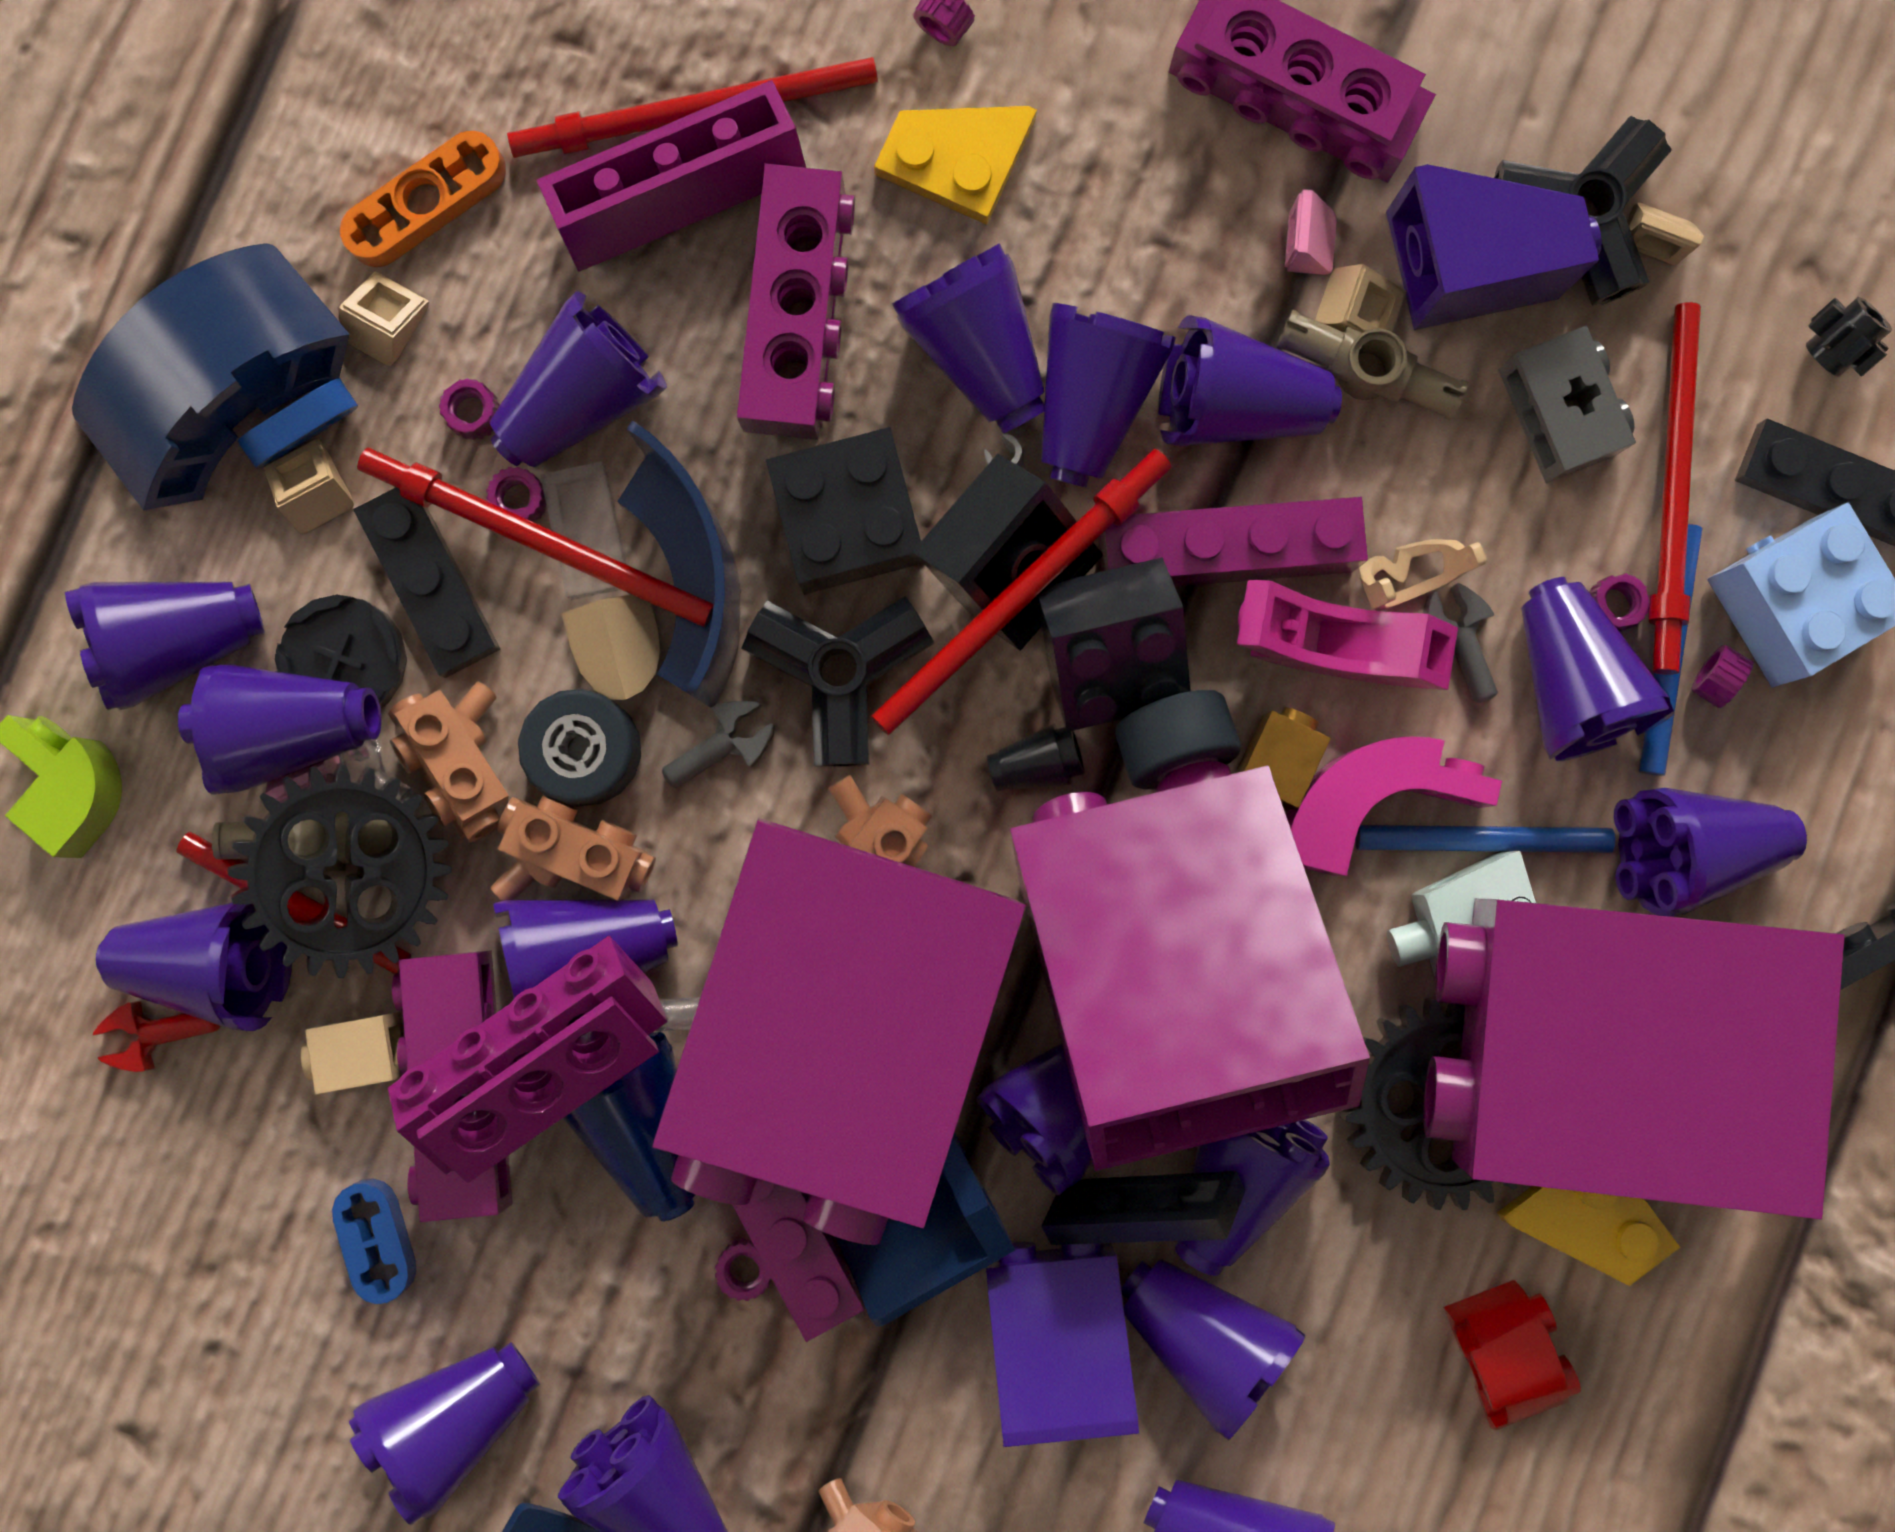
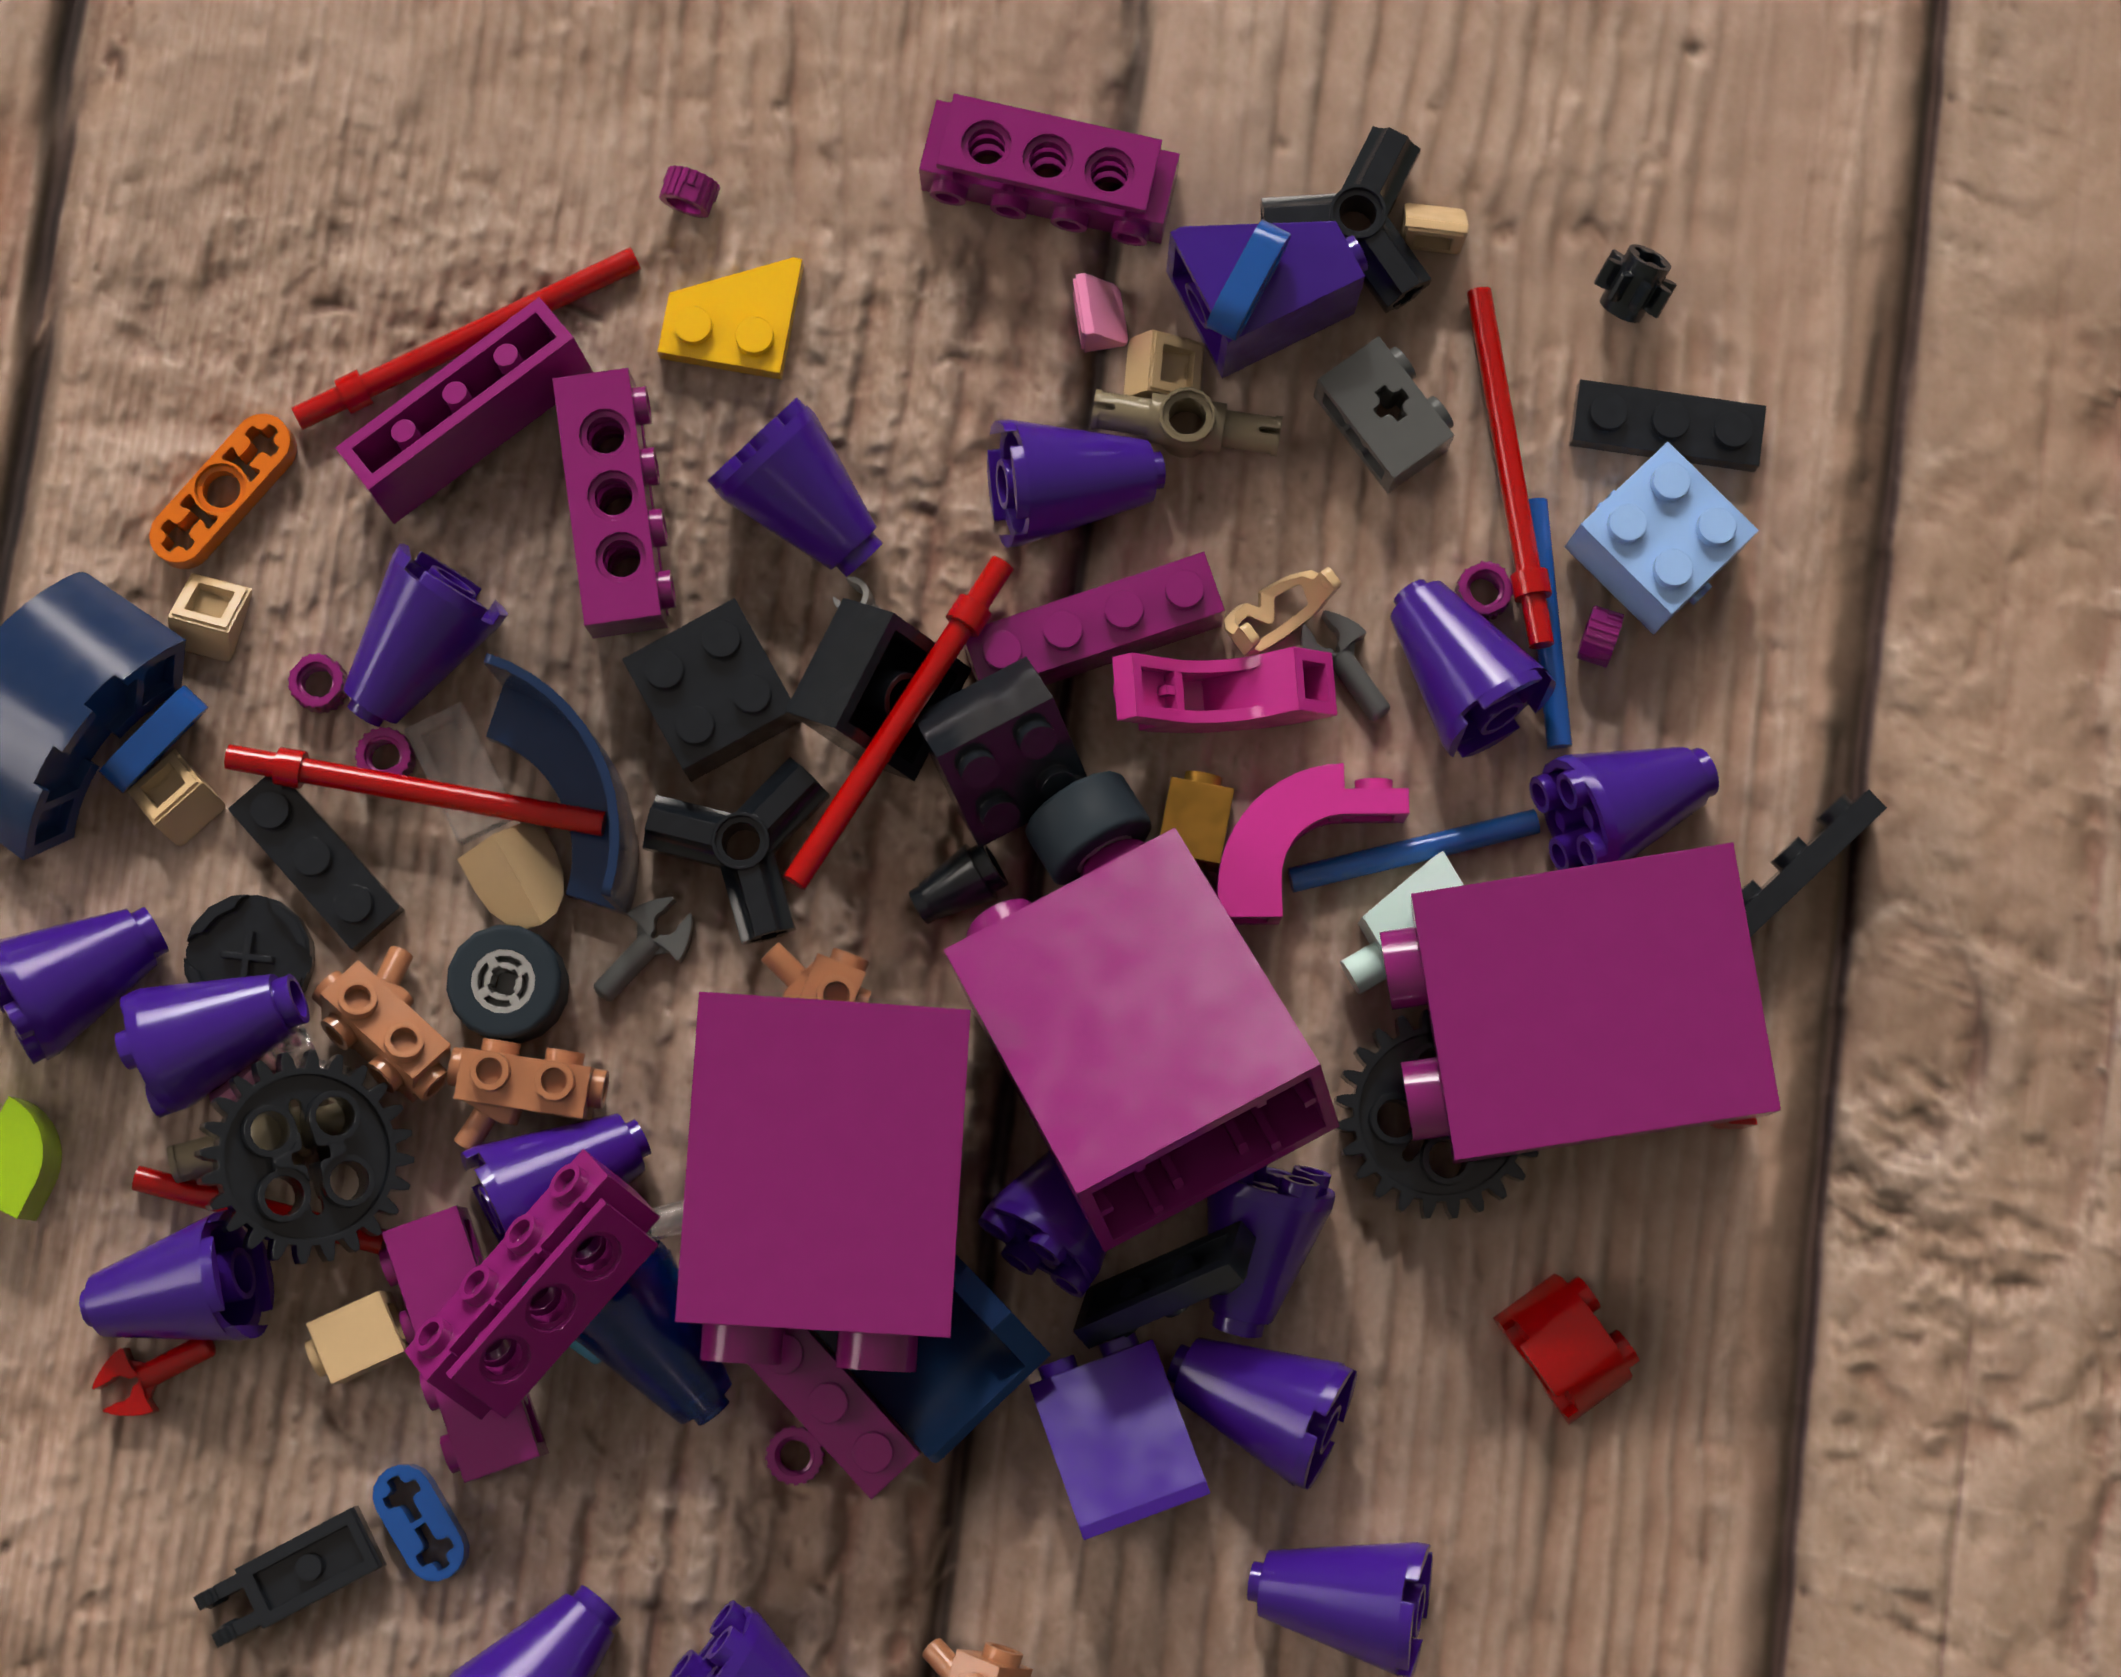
camera: 15 degrees left, 5 degrees down
(244, 1261) = (297, 1574): none -> black hinge
(1095, 388) = (924, 513): dark purple cone -> none
(1485, 234) = (1248, 280): none -> blue beam
(1600, 1230) = (1615, 1193): yellow wing -> none

